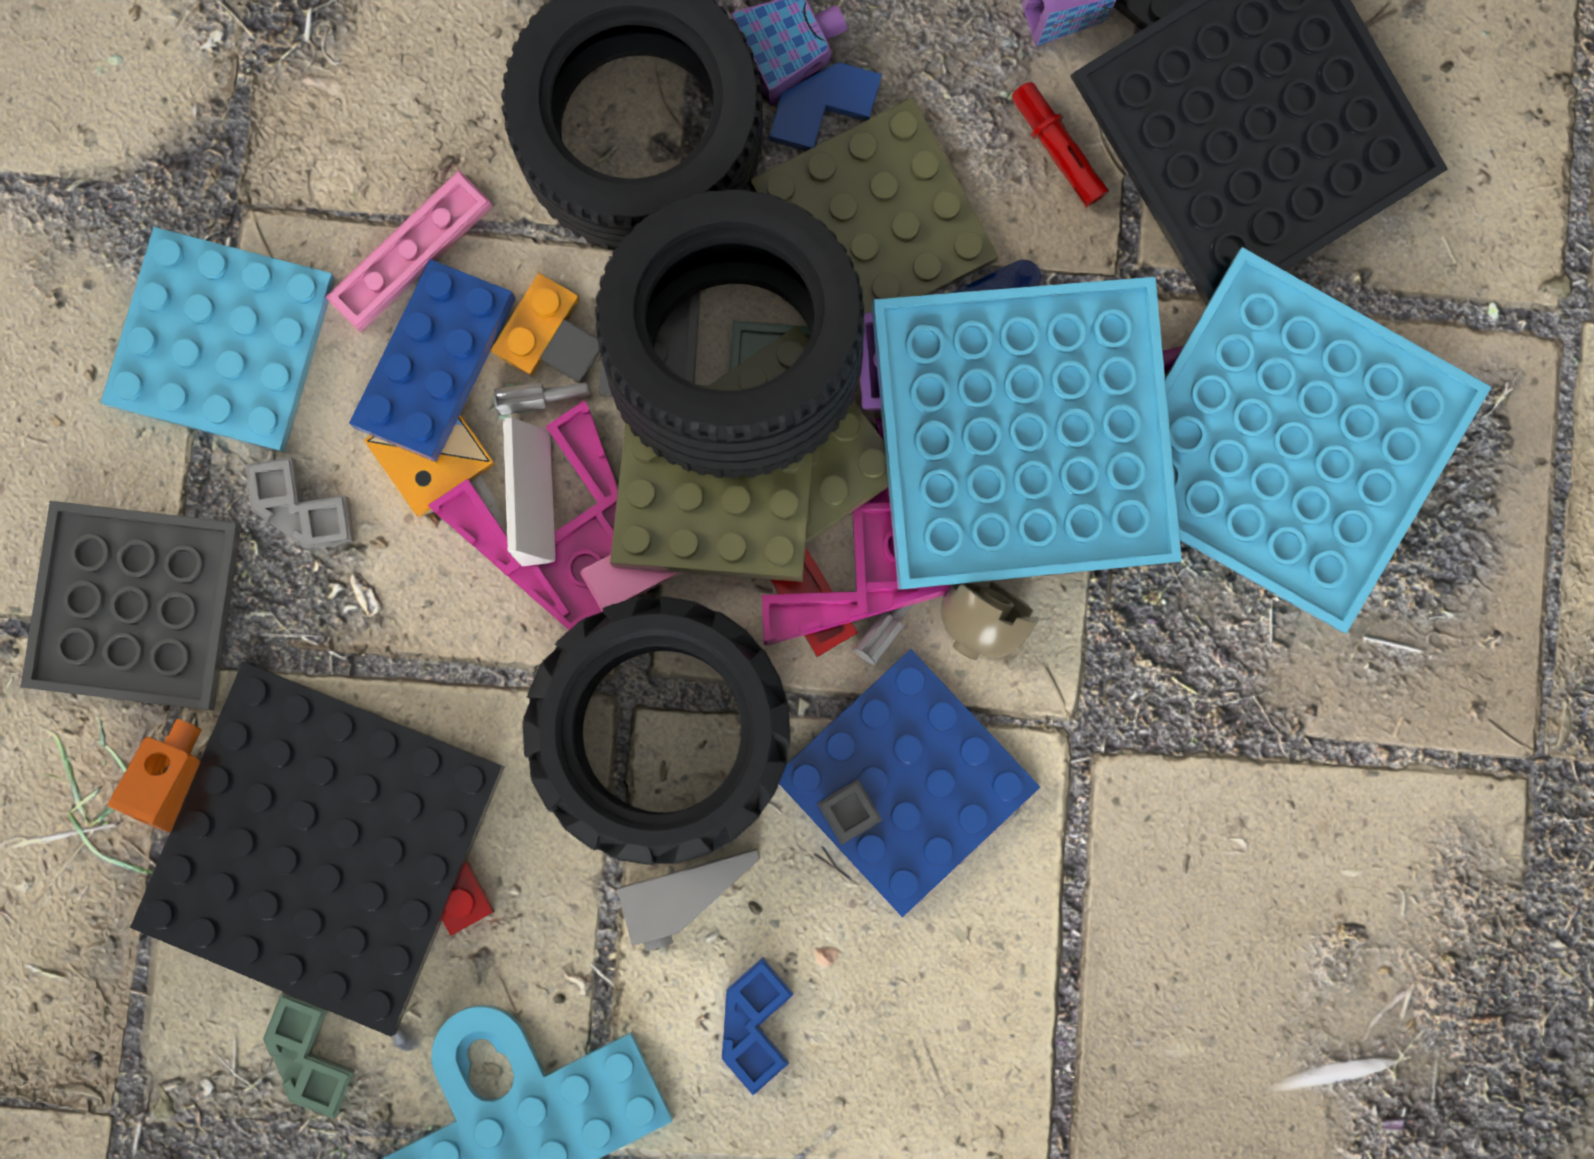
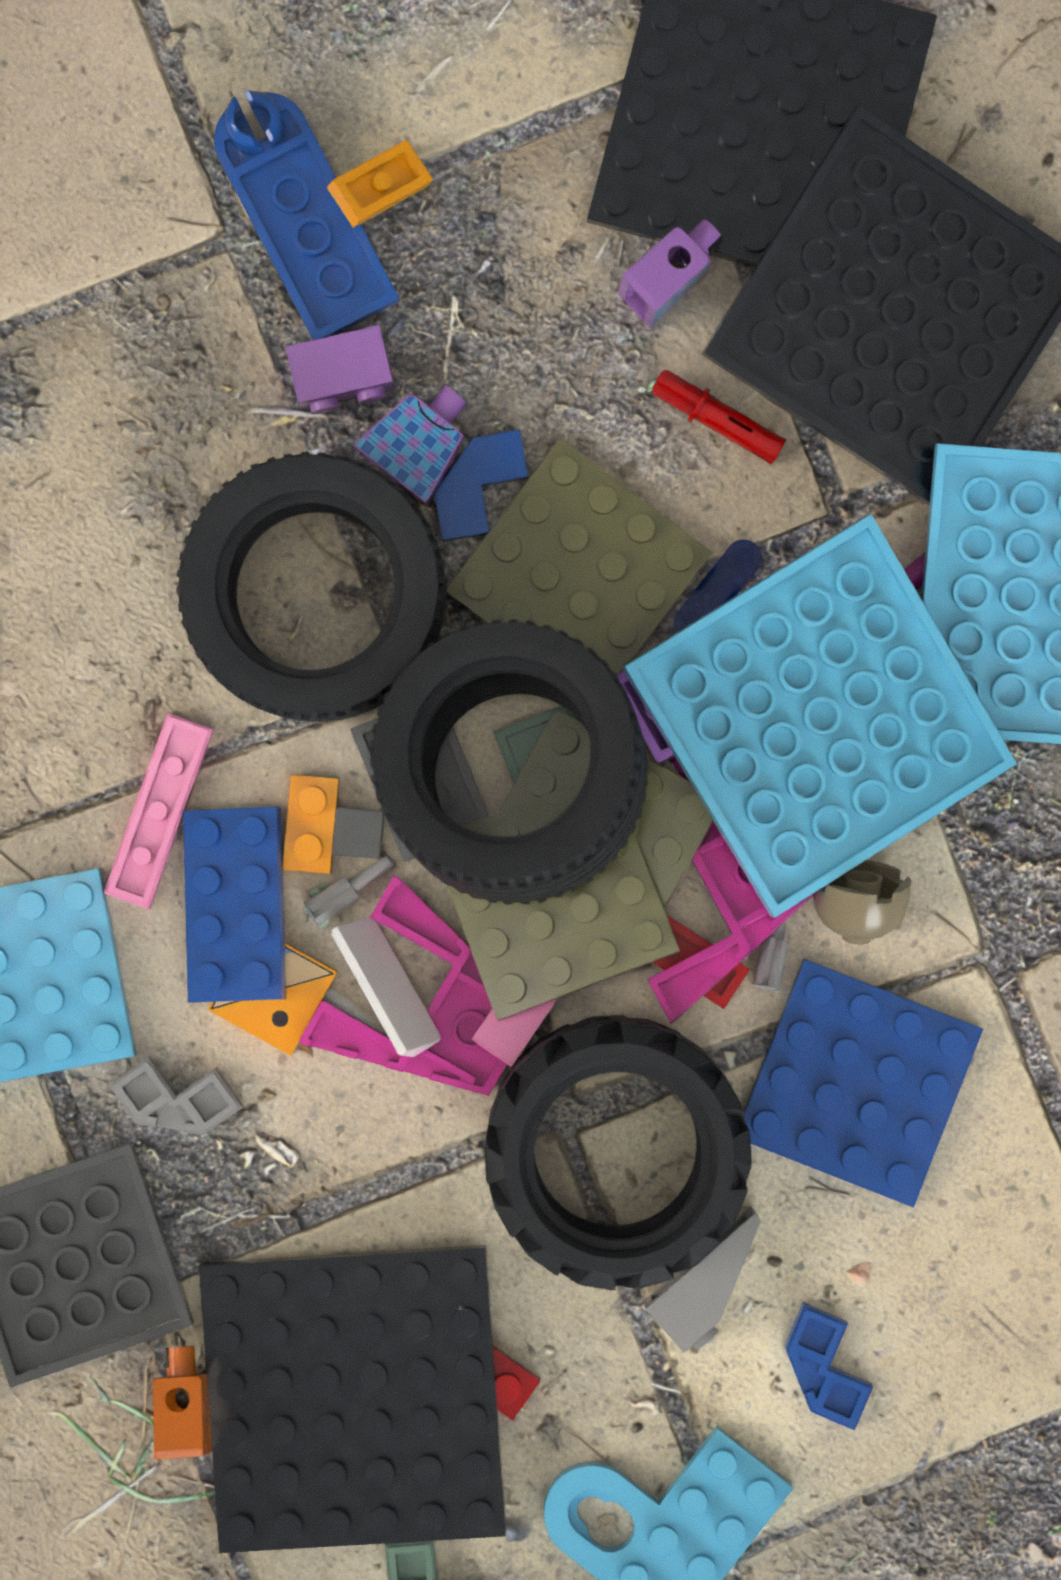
camera: 25 degrees left, 5 degrees up
(849, 811) = (821, 1137): dark grey tile -> none

